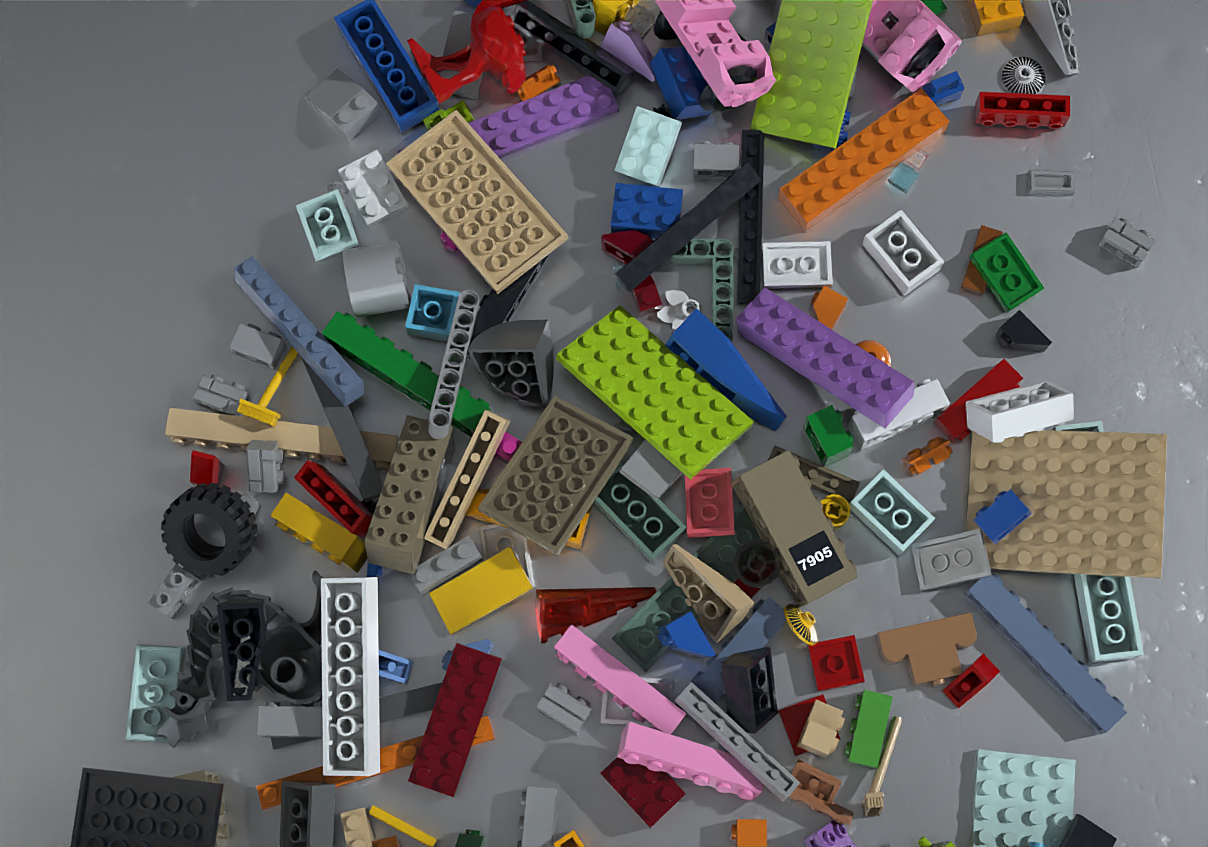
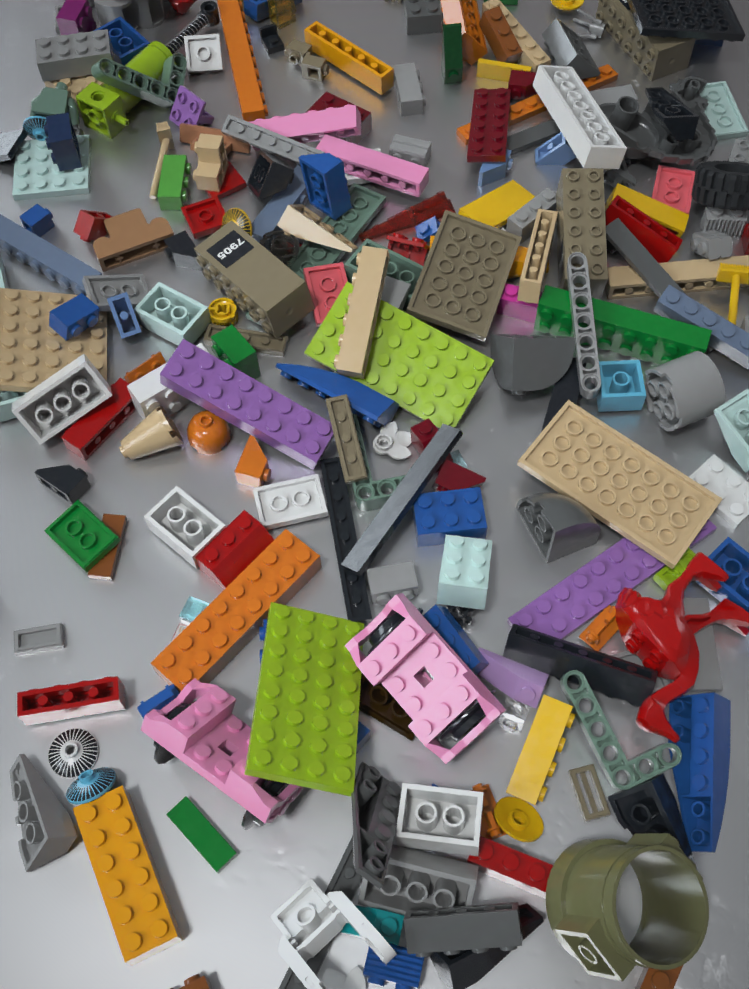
camera: 165 degrees right, 15 degrees down
(270, 565) = (674, 187): none -> coral plate
(386, 793) = (521, 84): none -> dark red slope
(544, 172) = (558, 524): none -> dark grey brick
(570, 575) = (427, 229): none -> bracket
(604, 551) = (414, 250): none -> red bracket
(683, 427) = (362, 312): none -> tan brick
(730, 298) = (346, 439): none -> dark tan tile
(853, 220) = (234, 549): none -> red slope
(868, 611) = (181, 251): none -> black slope
(928, 361) = (151, 436): none -> tan cone
(946, 513) = (124, 315): none -> medium blue slope
(1002, 31) = (91, 785): none -> dish
(1006, 805) = (62, 141): none -> dark blue brick
(1043, 704) = (37, 220): none -> blue brick

